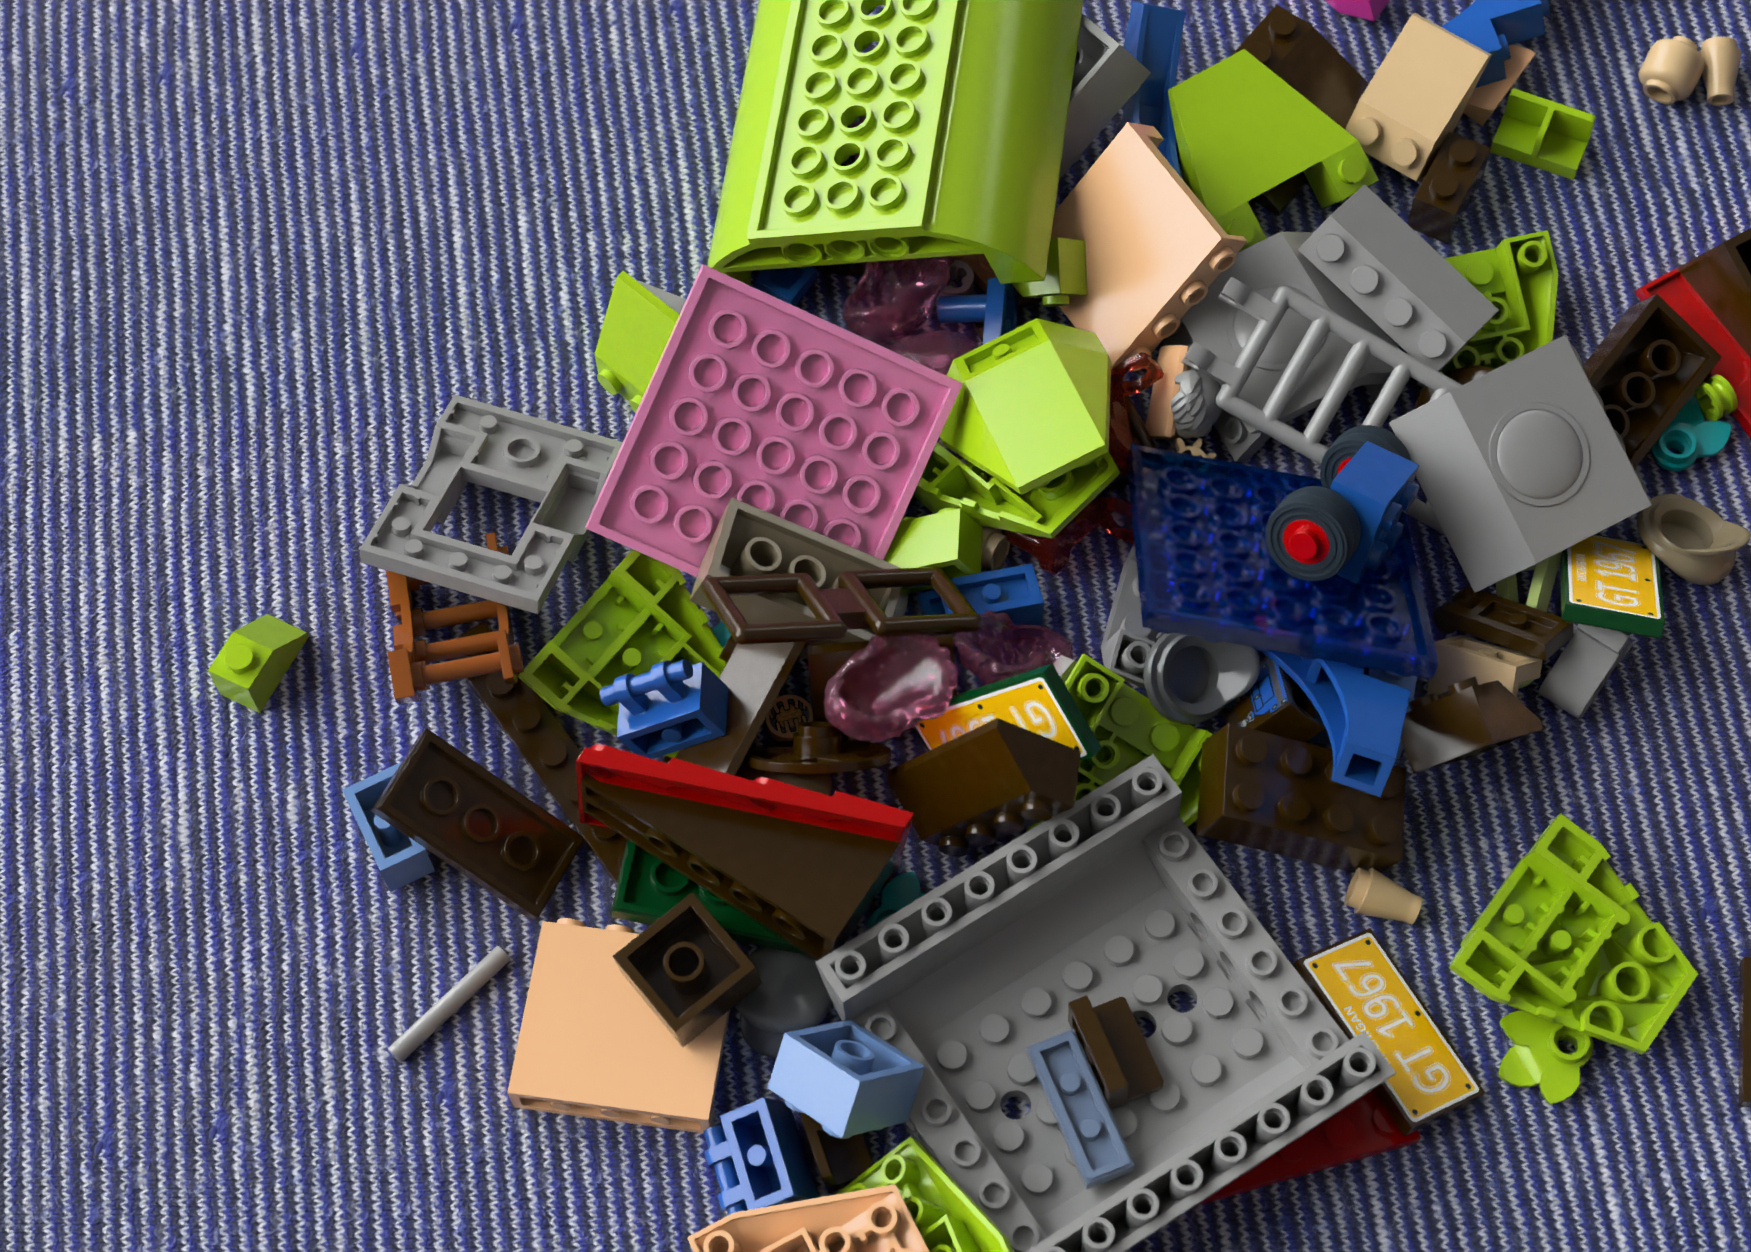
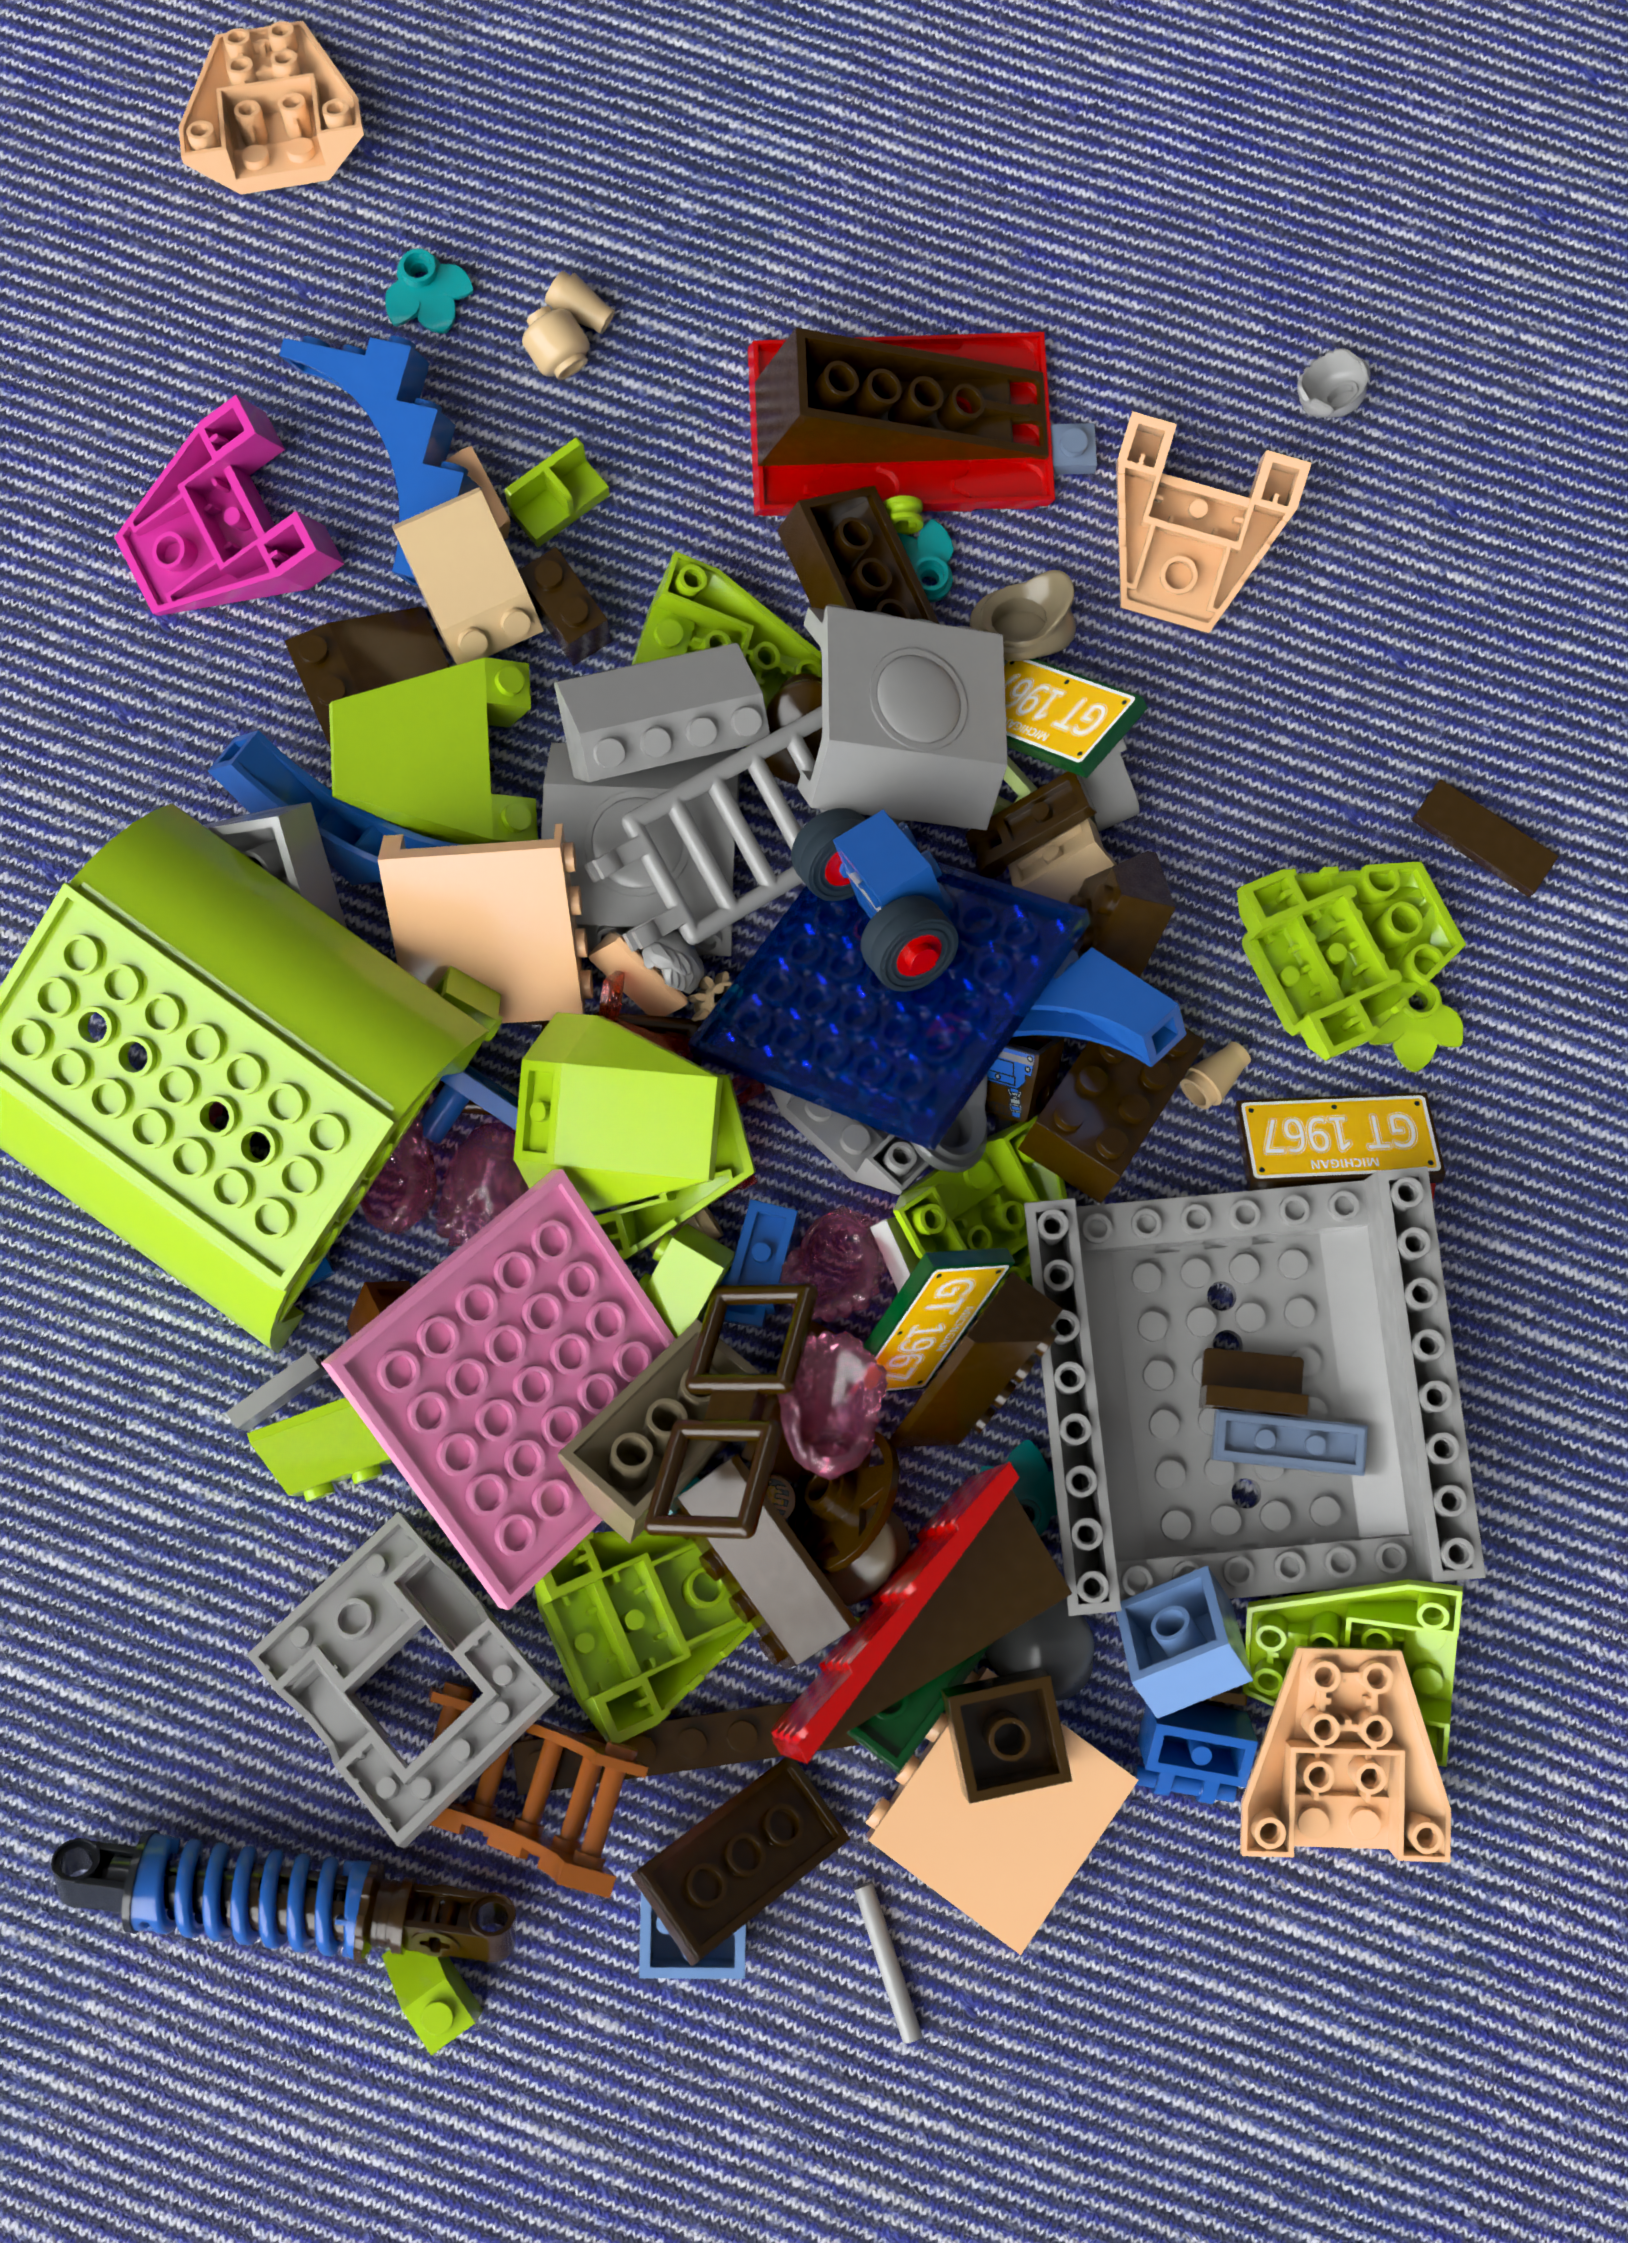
camera: 70 degrees left, 15 degrees up
(278, 512) = (279, 1901): none -> piece
(668, 707) = (732, 1619): blue brick -> none

